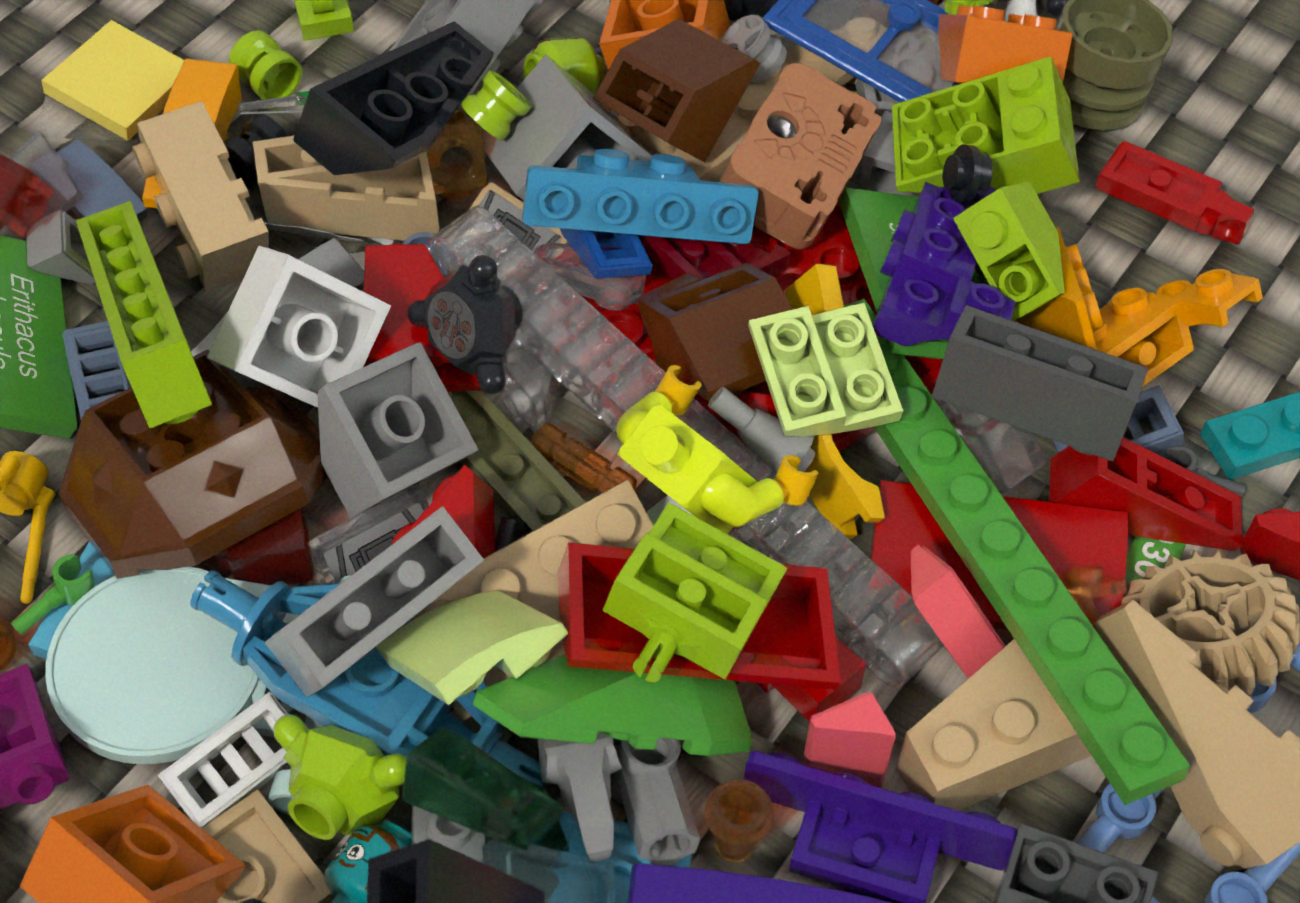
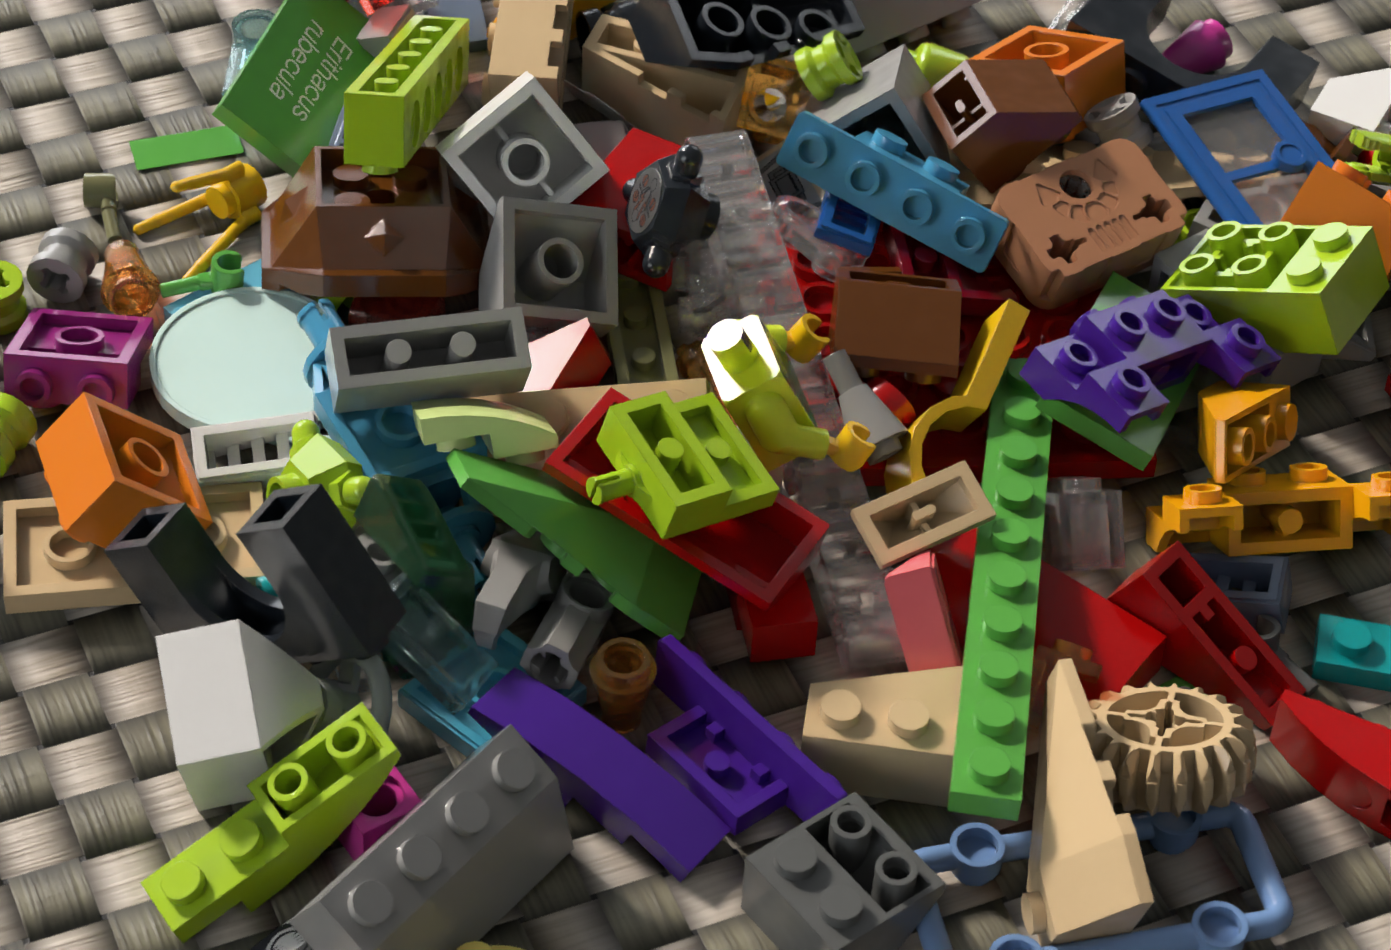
camera: 30 degrees right, 10 degrees down
(825, 370) = (948, 381): yellowish green slope -> none
(851, 739) = (754, 660): coral slope -> none
(891, 515) = (922, 514): none -> tan slope
(967, 174) = (1216, 292): black plate -> none
(1015, 246) = (1203, 355): lime slope -> none
(1039, 383) = (1129, 467): dark grey brick -> none

